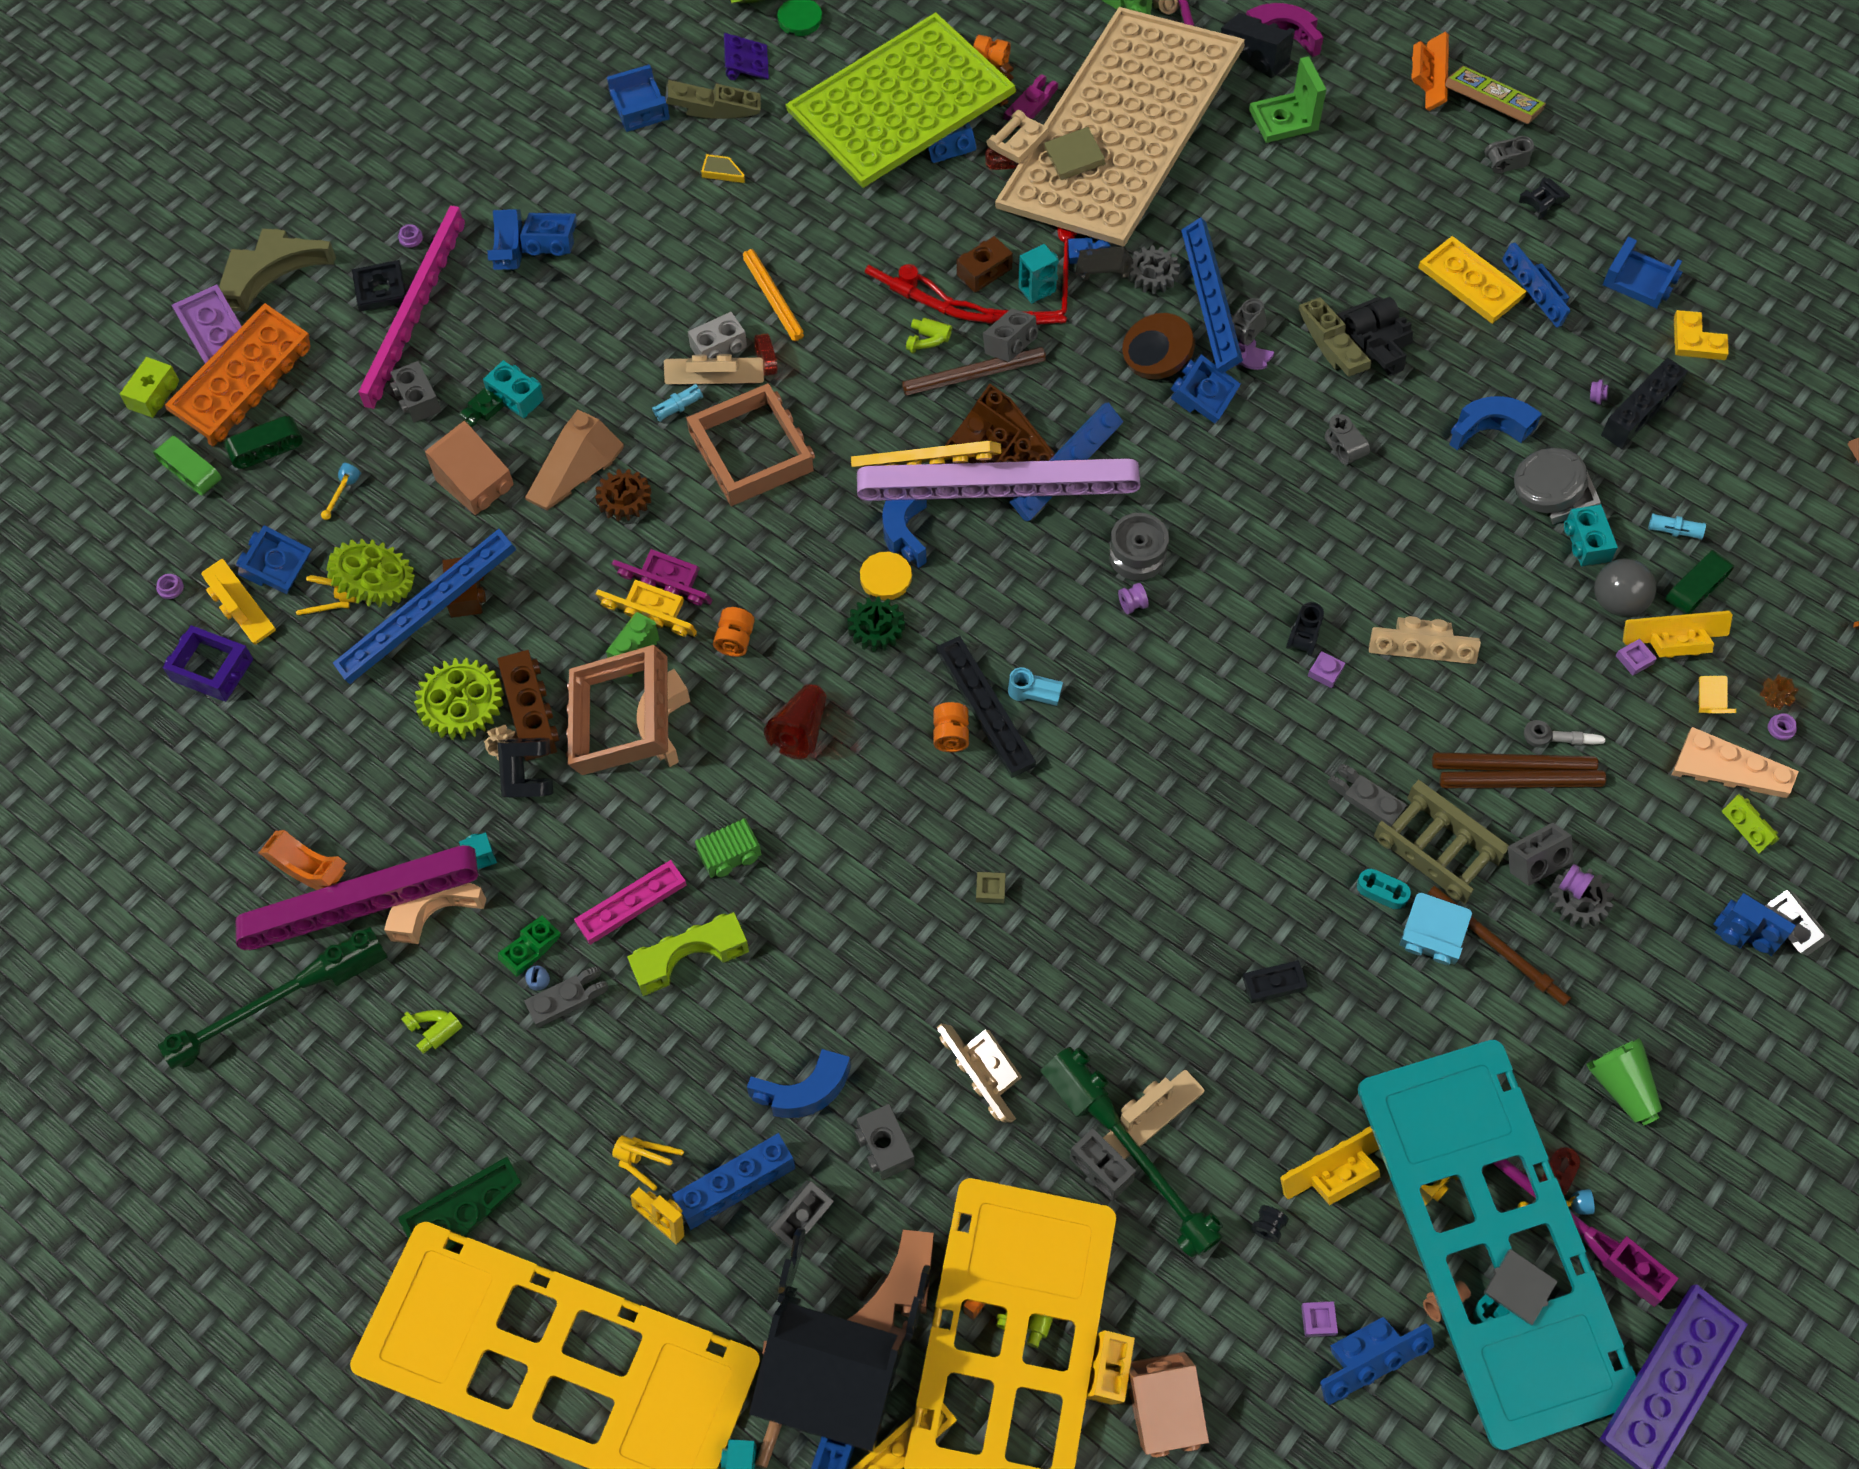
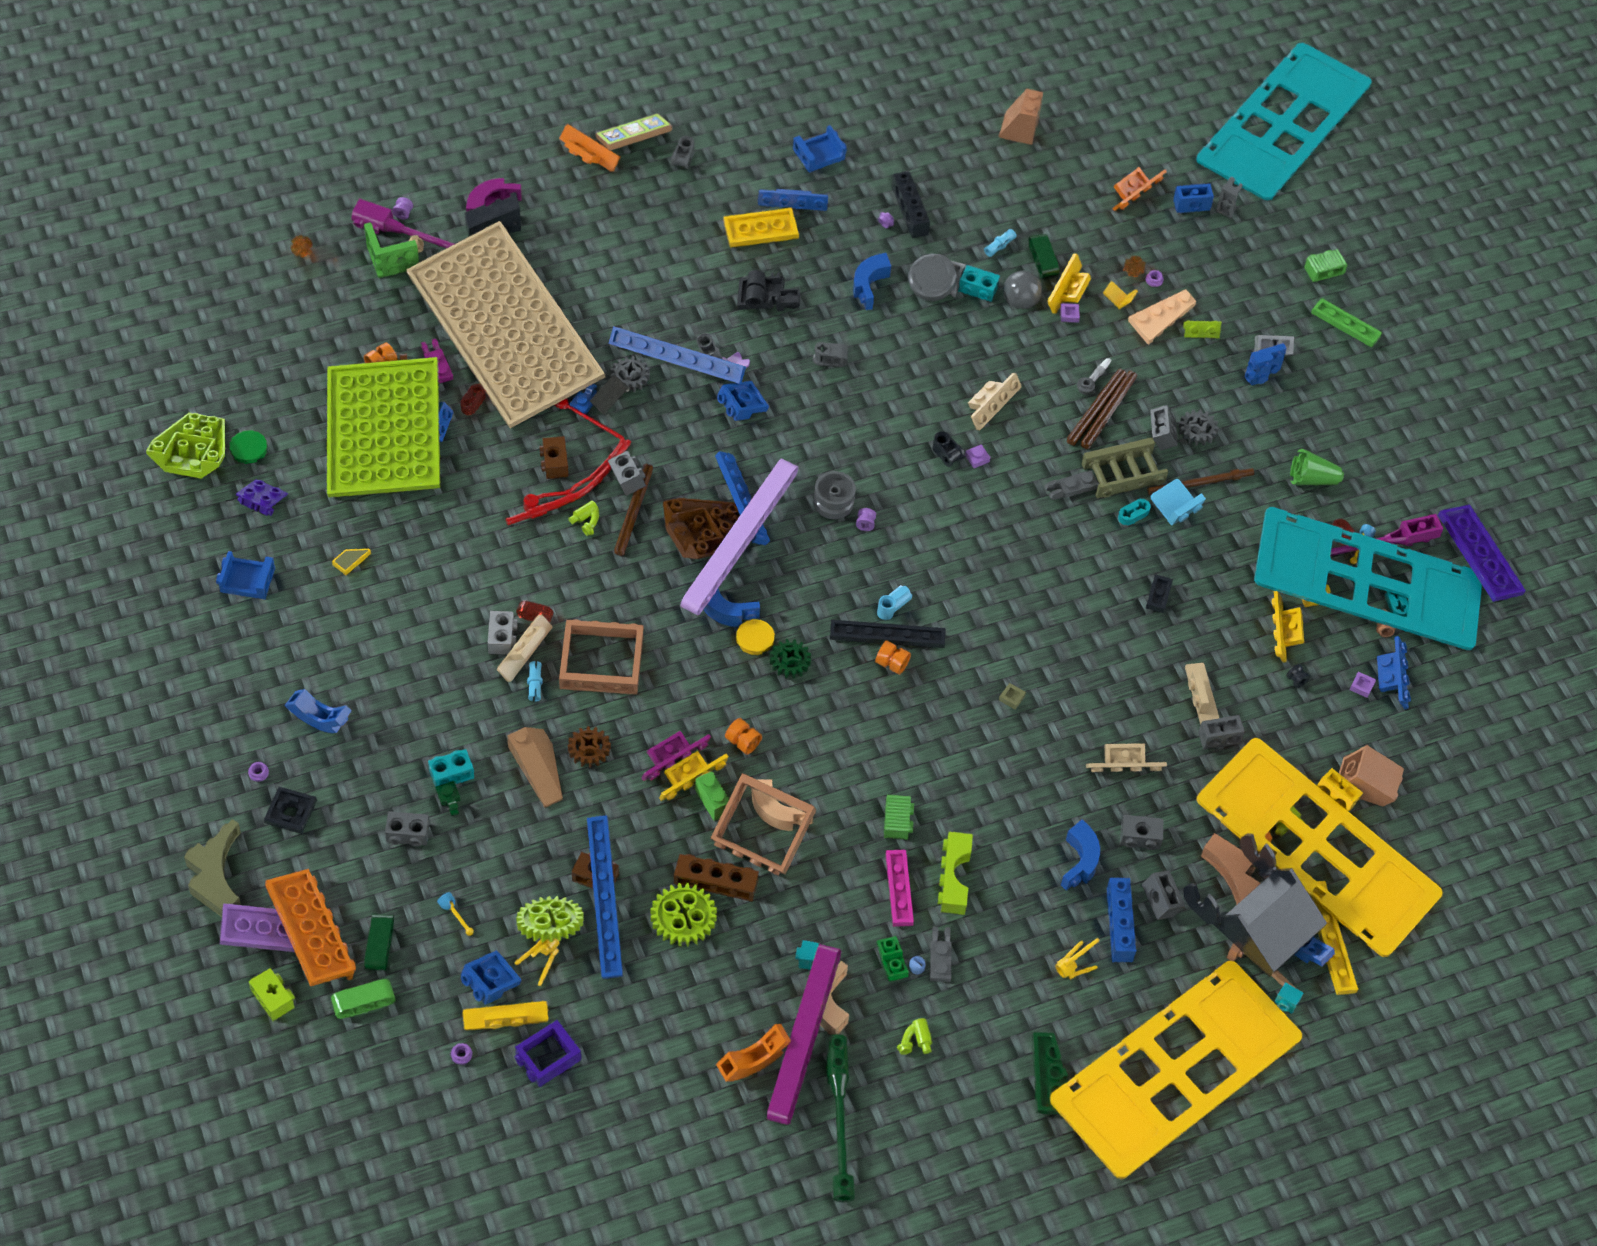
camera: 65 degrees left, 5 degrees down
(410, 309) = (333, 802): dark pink plate -> none
(468, 468) = (506, 824): nougat slope -> none
(495, 735) = (736, 904): tan gear -> none
(512, 767) = (770, 909): black connector -> none
(548, 233) = (330, 684): blue plate -> none
(661, 1213) = (1126, 966): yellow plate -> none
(720, 103) = (290, 532): olive slope -> none
(773, 295) = (484, 584): light orange axle -> none
(798, 723) = (836, 733): clear red cone -> none
(933, 455) = (692, 568): yellow plate -> none
(1023, 141) = (475, 381): tan plate -> none
(1038, 273) = (591, 432): teal brick -> none
(1074, 153) = (511, 359): olive tile -> none
(1085, 1095) = (1175, 715): dark green bar -> none
(1158, 346) = (692, 404): reddish brown piece -> none
(1299, 109) = (563, 230): bright green bracket -> none
(1331, 338) = (749, 318): olive slope -> none
(1520, 1287) = (1400, 583): dark grey piece -> none
(1548, 188) = (726, 151): black piece -> none
(1576, 881) = (1195, 420): medium lavender wheel -> none
(1693, 342) = (882, 157): yellow plate -> none

